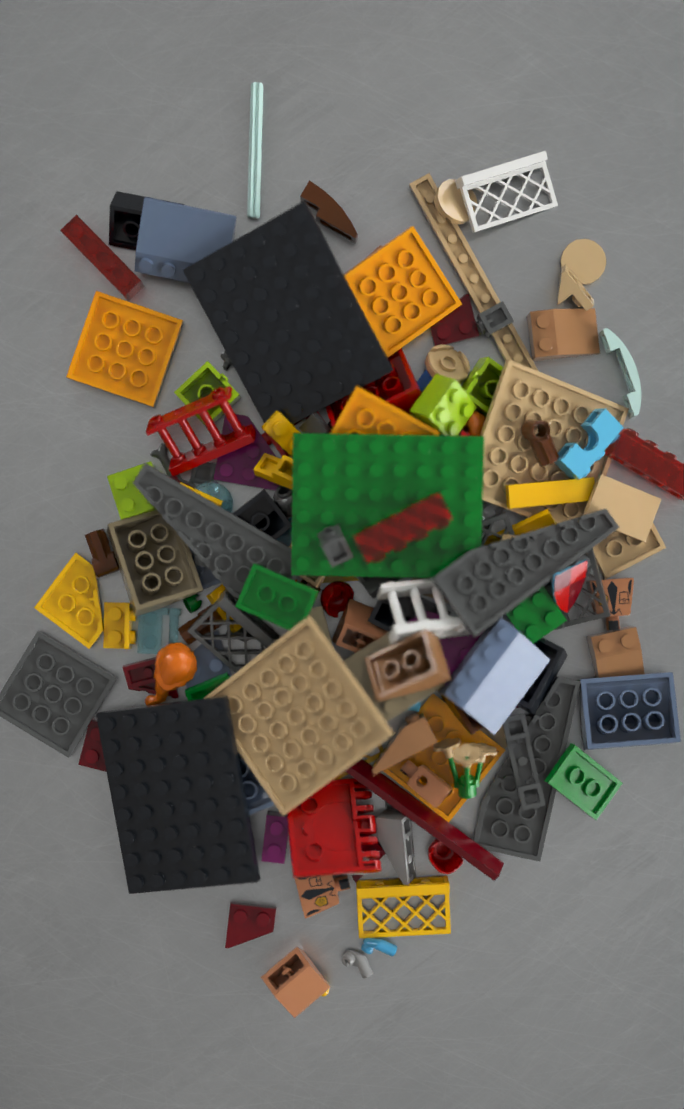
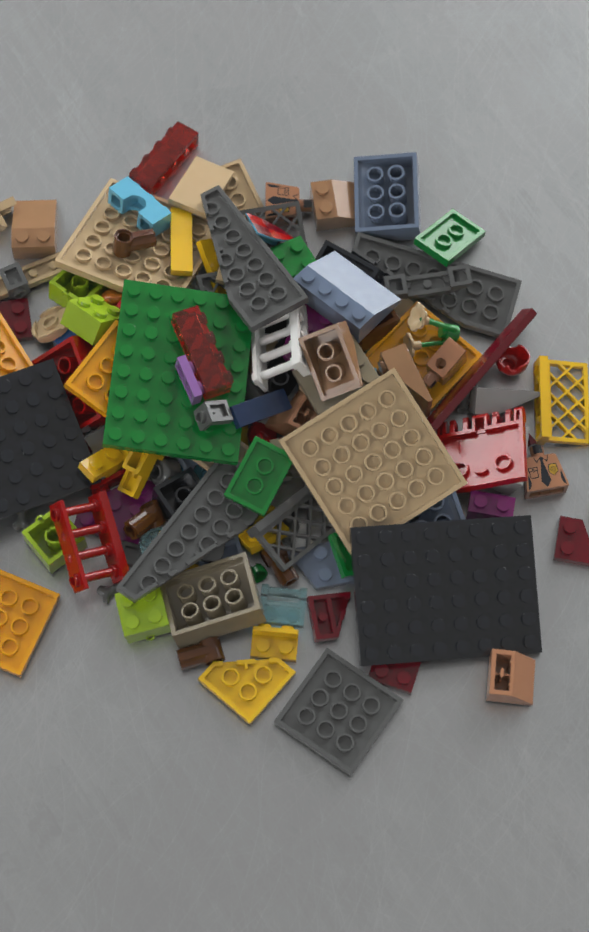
camera: 85 degrees left, 20 degrees down
(97, 863) = (510, 677): none -> nougat slope
(173, 669) = (322, 587): orange hair -> none
(238, 489) = (147, 518): none -> reddish brown piece
(353, 593) = (260, 408): none -> dark blue tile
(377, 513) = (186, 373): none -> medium lavender plate
(614, 344) = (73, 175): light aqua slope -> none

